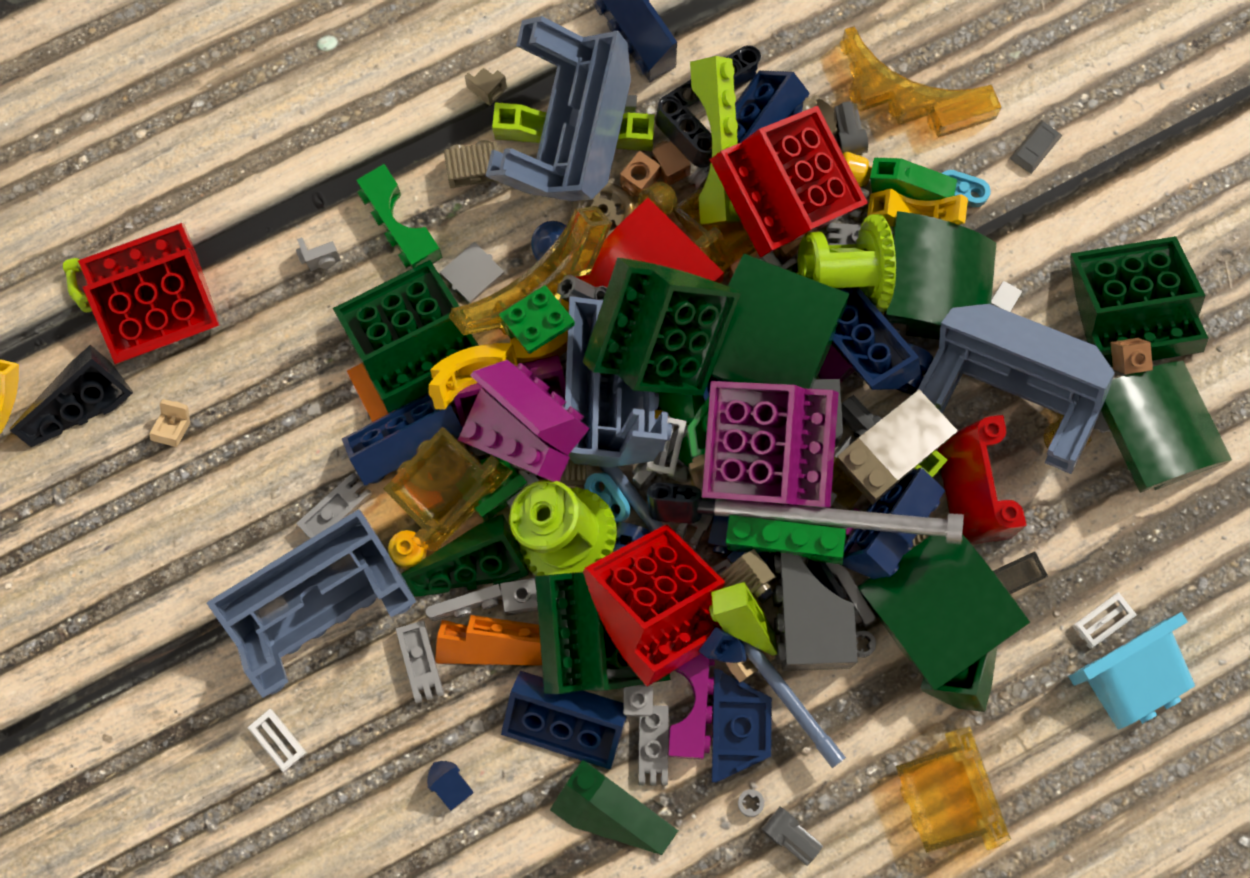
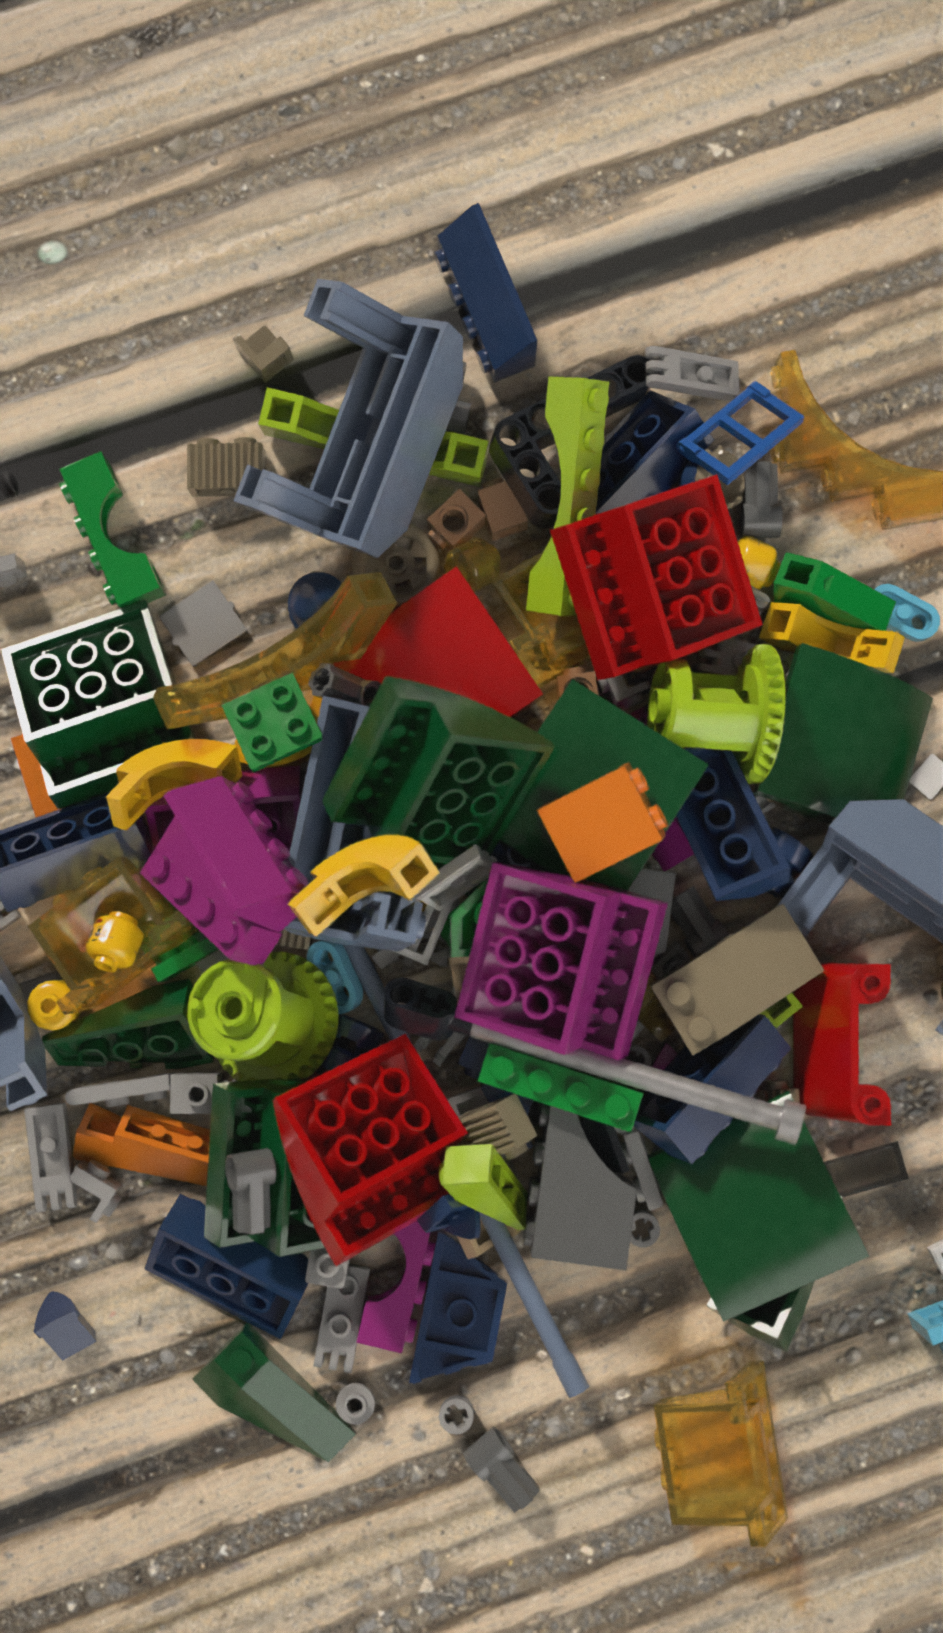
camera: 10 degrees right, 10 degrees up
(446, 492) = (114, 941): none -> yellow head
(455, 670) = (96, 1180): none -> light grey bracket
(574, 637) = (250, 1181): none -> dark grey piece
(634, 390) = (359, 870): none -> yellow arch
(674, 816) = (360, 1392): none -> light grey plate
(686, 403) = (457, 878): none -> white tile
(699, 177) = (537, 540): light grey bush -> none
(783, 340) = (603, 822): none -> orange panel
(786, 52) = (692, 373): none -> light grey hinge
(795, 98) = (759, 447): none -> blue window

